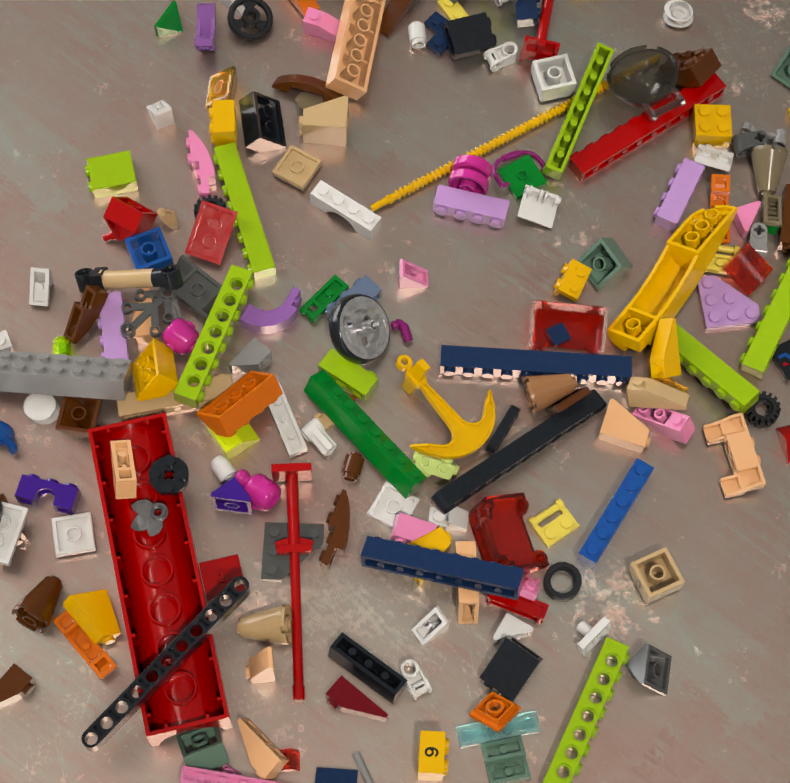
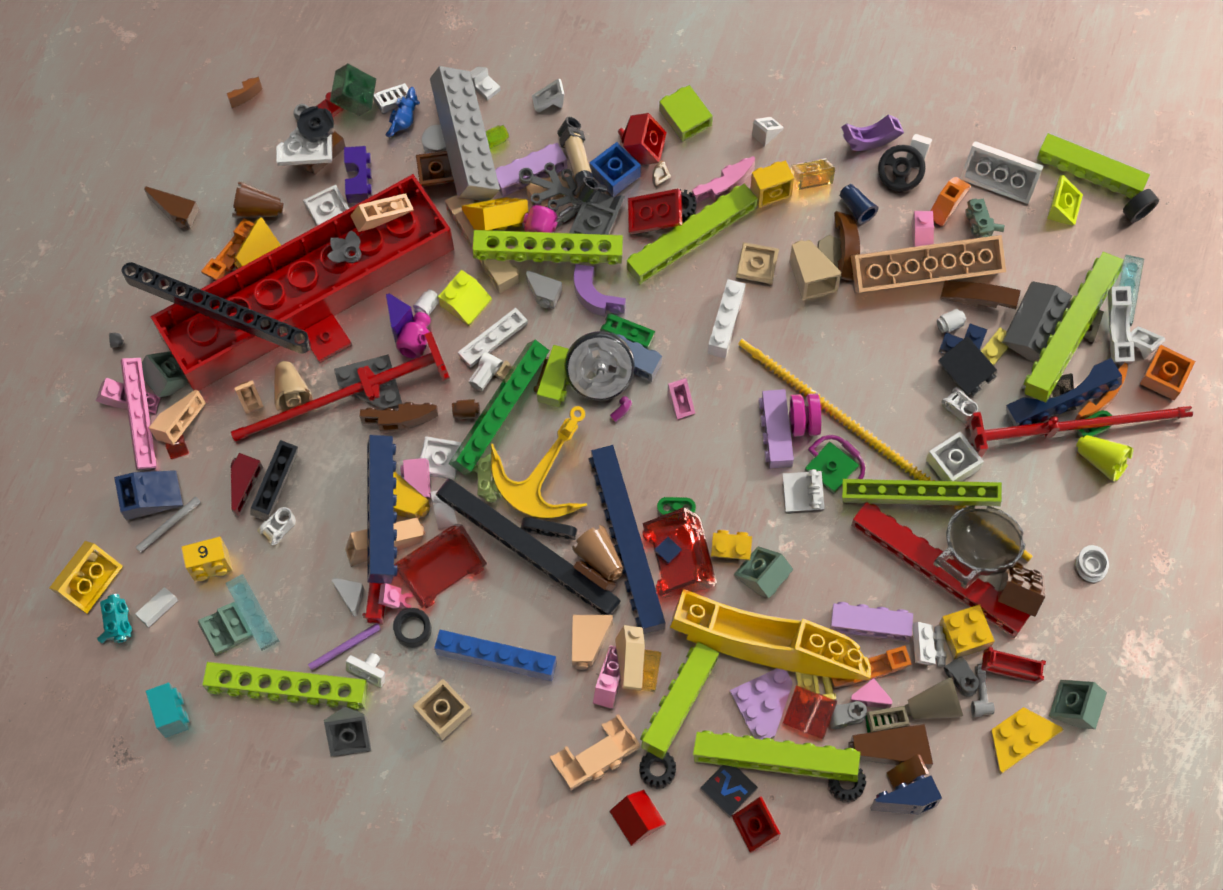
camera: 75 degrees right, 0 degrees up
(85, 313) = (535, 139): reddish brown slope -> none
(167, 486) = (392, 260): black plate -> none
(169, 21) = (869, 102): green slope -> none
(240, 403) = (487, 290): orange slope -> none
(262, 122) = (792, 217): black slope -> none
(271, 65) = (858, 204): none -> dark blue plant
(431, 626) = (333, 525): white slope -> none
(495, 719) = (266, 611): orange piece -> none
(510, 668) = (309, 603): black brick -> none
(518, 316) = (675, 503): none -> green plate
(556, 529) = (465, 608): light yellow plate -> none
(560, 652) = (344, 646): none -> medium lavender bar
(665, 350) = (675, 651): yellow slope -> none
(752, 101) = (1012, 665): none -> red container

